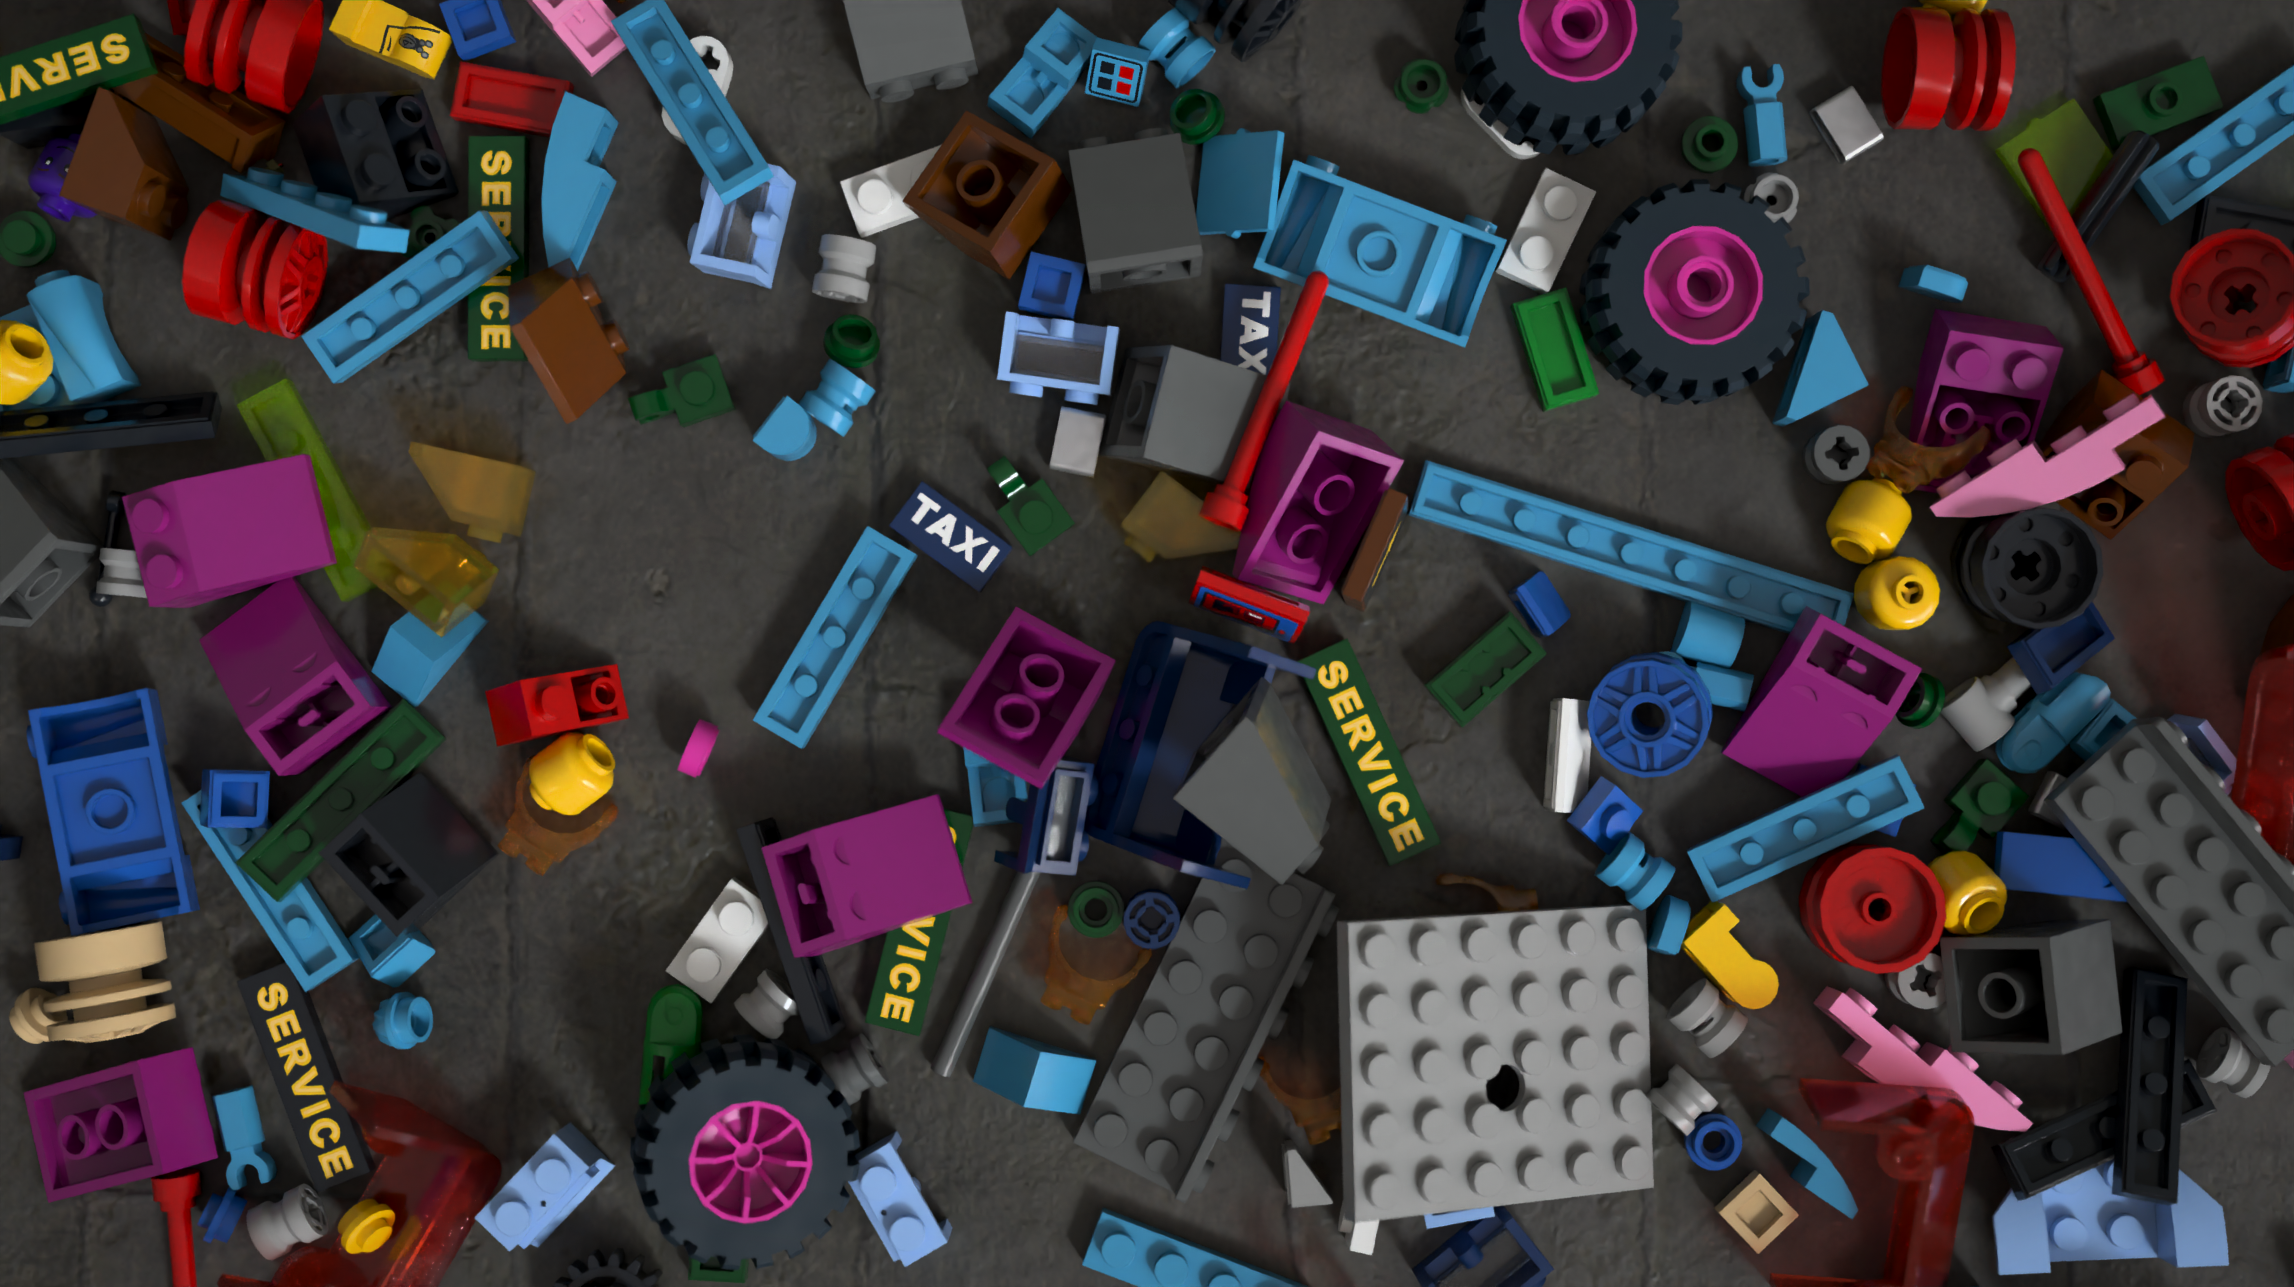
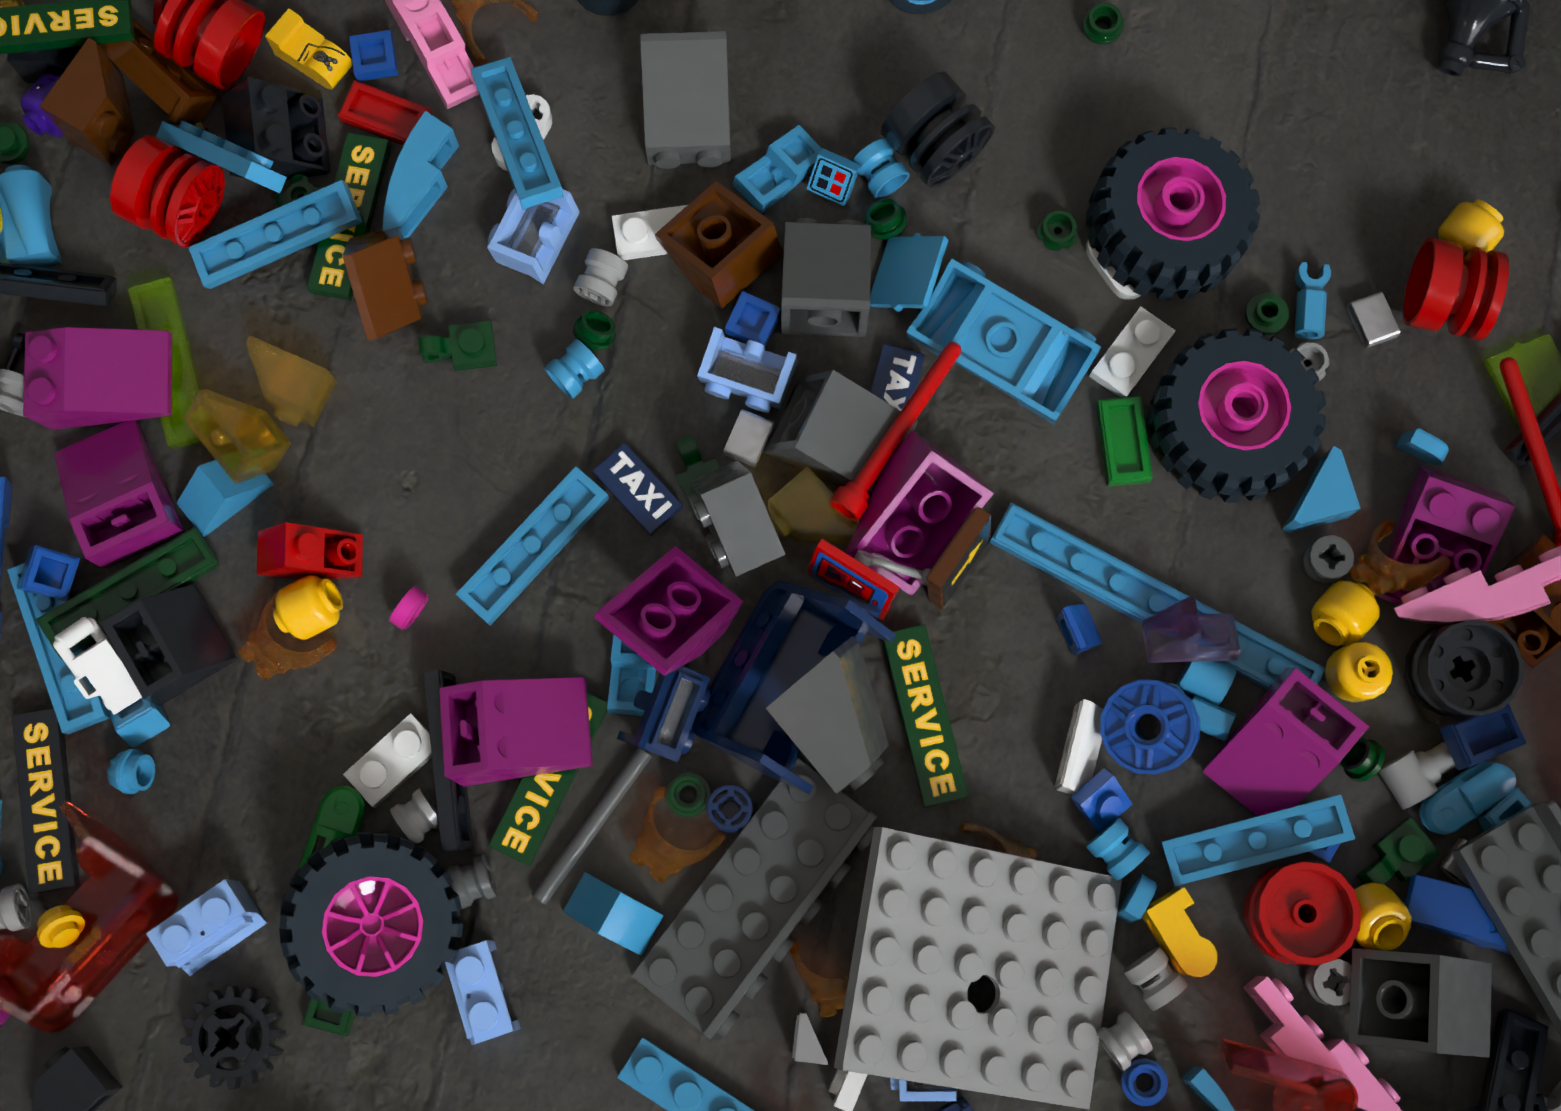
camera: 15 degrees right, 10 degrees down
(329, 903) = (99, 664): none -> white piece
(787, 431) = (531, 386): dark azure brick -> none
(1083, 560) = (737, 518): none -> dark grey brick
(1260, 579) = (868, 560): none -> light grey hinge
(1485, 669) = (1027, 669): dark green plate -> none
(1680, 591) = (1186, 636): none -> clear purple slope

